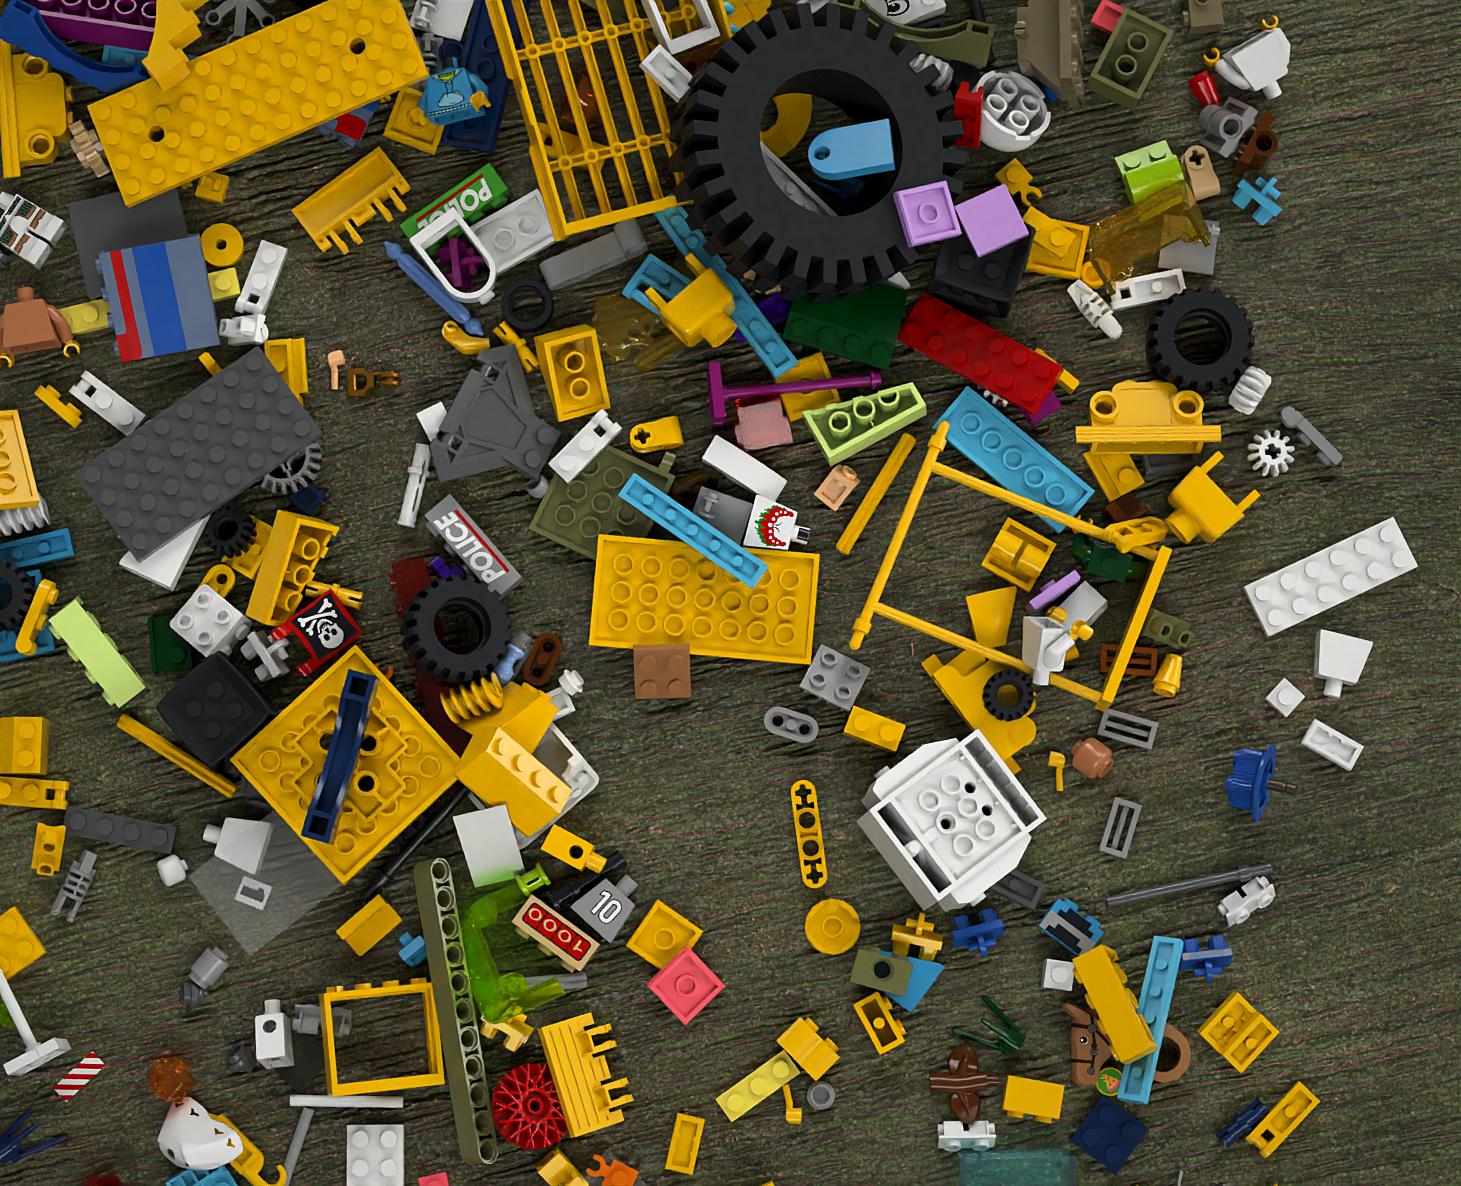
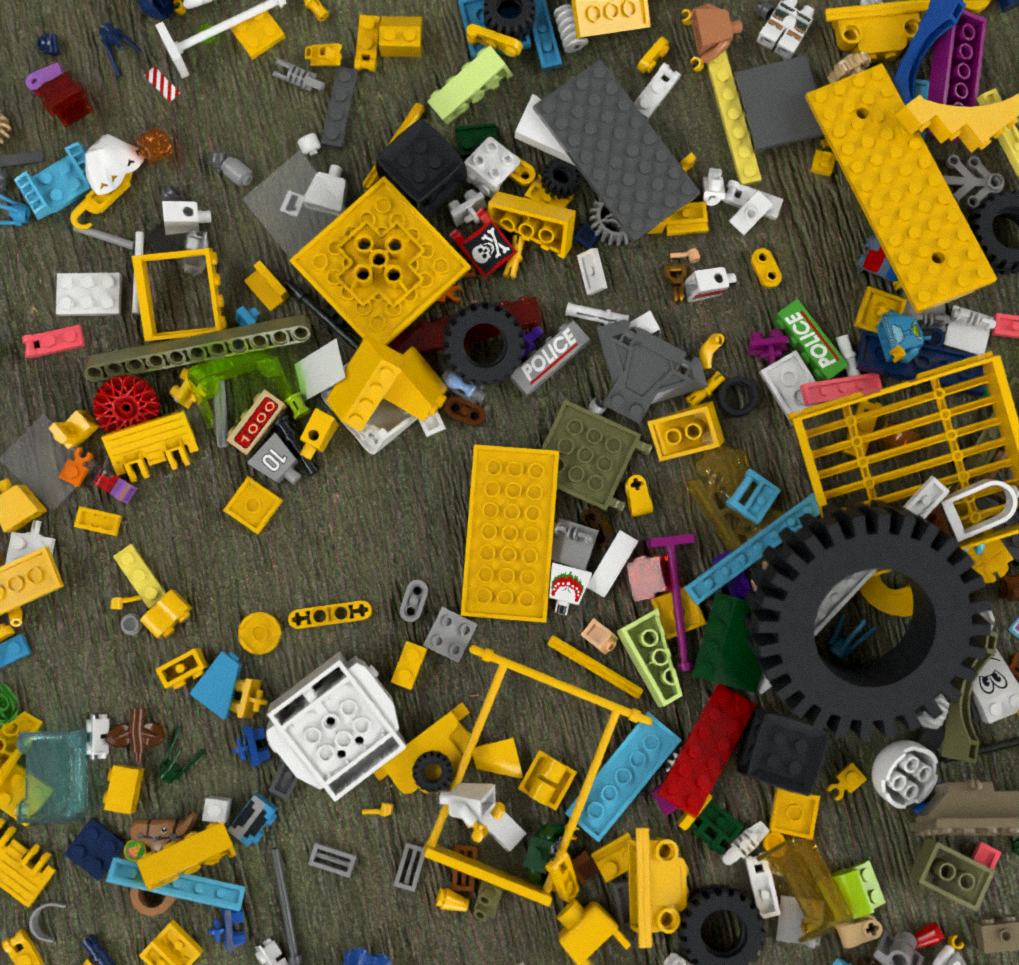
camera: 85 degrees right, 0 degrees up
(159, 298) = (736, 121): panel -> none
(222, 233) = (774, 179): yellow piece -> none
(280, 282) = (751, 212): none -> white plate
(349, 730) = (411, 260): dark blue arch -> none
(351, 197) = (816, 262): yellow hinge -> none
(355, 266) = (766, 267): none -> yellow plate
(356, 491) = (592, 271): none -> white plate
(377, 339) = (708, 283): none -> white torso
(433, 288) = (748, 326): medium blue wheel -> none
(436, 231) = (795, 326): white window -> none
(473, 163) = (847, 353): none -> white pin
(473, 700) = (429, 356): yellow piece -> none
(519, 173) = (828, 390): none -> coral plate
(571, 682) = (447, 433): white plate -> none
(584, 447) = (627, 440): white plate -> none
(595, 256) = (777, 447): light grey beam -> none
(637, 1122) = (115, 485): none -> leg
(662, 671) = (455, 501): medium nougat plate -> none
(685, 985) = (216, 521): coral tile -> none
(693, 531) = (561, 524): medium azure plate -> none
(699, 309) = (737, 527): yellow piece -> none
(853, 150) = (868, 647): dark azure tile -> none
(894, 983) = (209, 679): olive brick -> none
(927, 214) = (818, 707): lavender tile -> none
(969, 110) = (904, 742): red hinge -> none
(991, 220) = (814, 760): lavender tile -> none
(1049, 234) = (805, 807): yellow plate -> none
(1051, 592) = (517, 807): lavender plate -> none
(1067, 341) = (720, 821): none -> dark green plate
(1091, 758) = (386, 837): nougat head -> none

